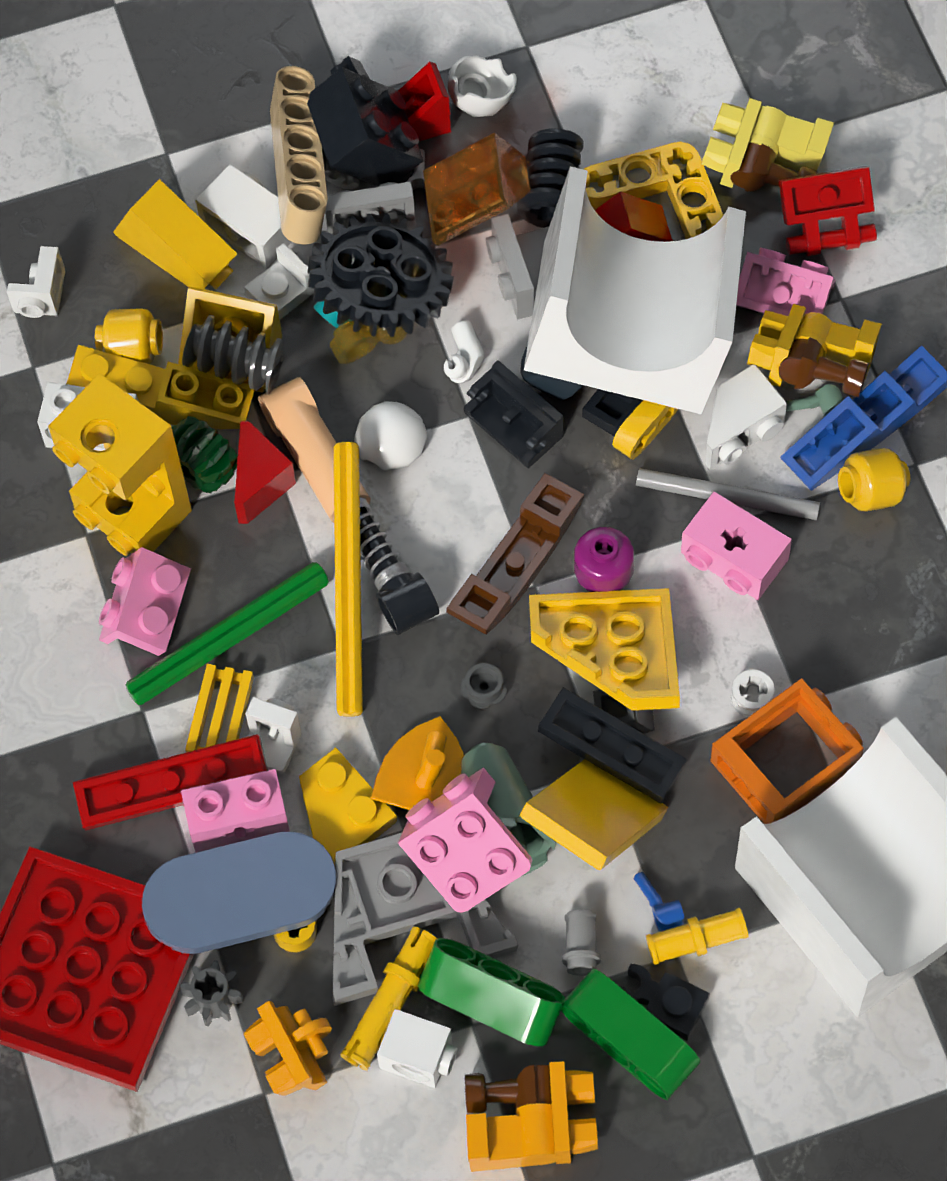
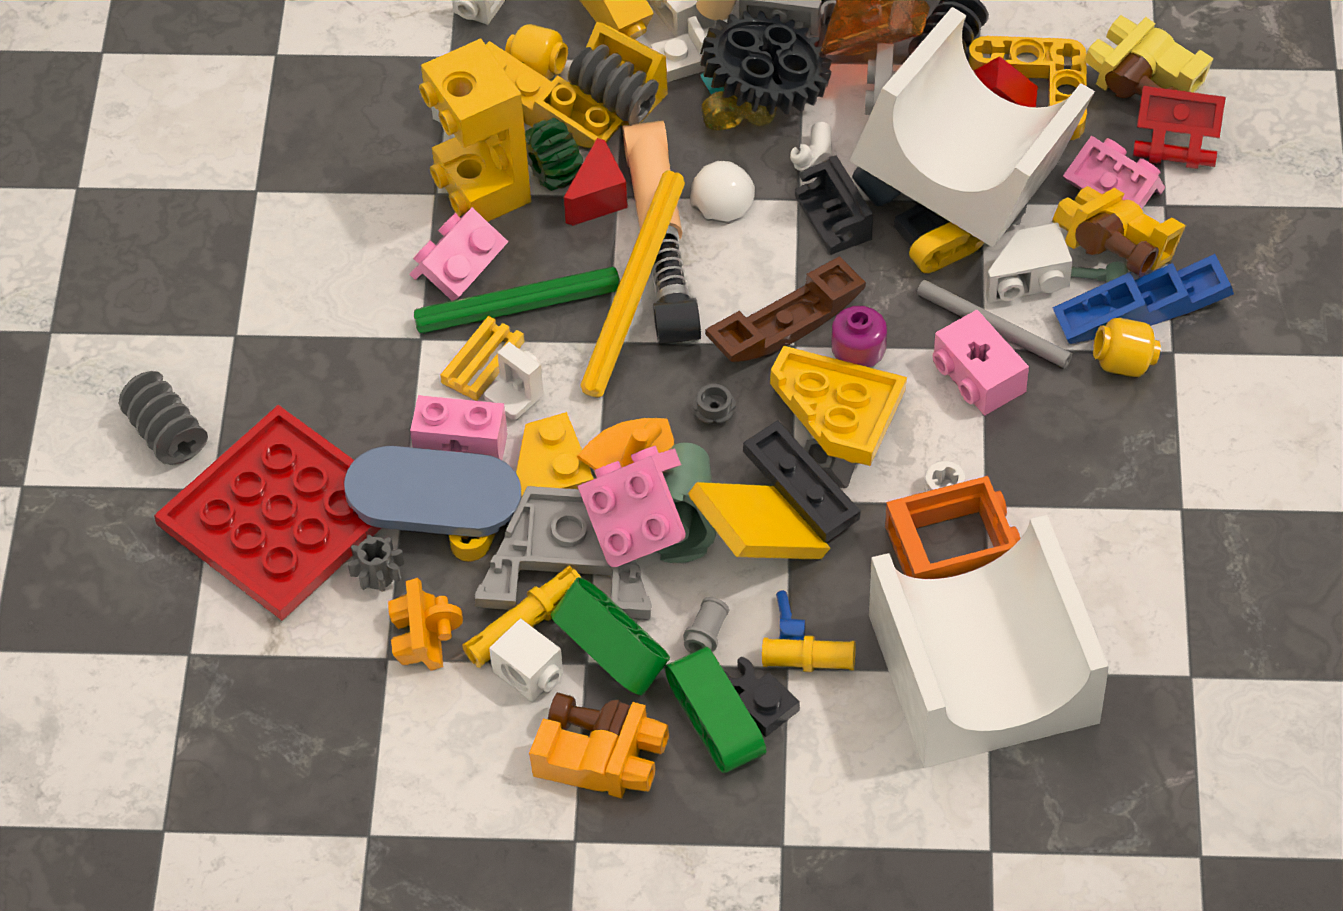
camera: 20 degrees right, 10 degrees down
(159, 783) = (397, 392): red tile -> none

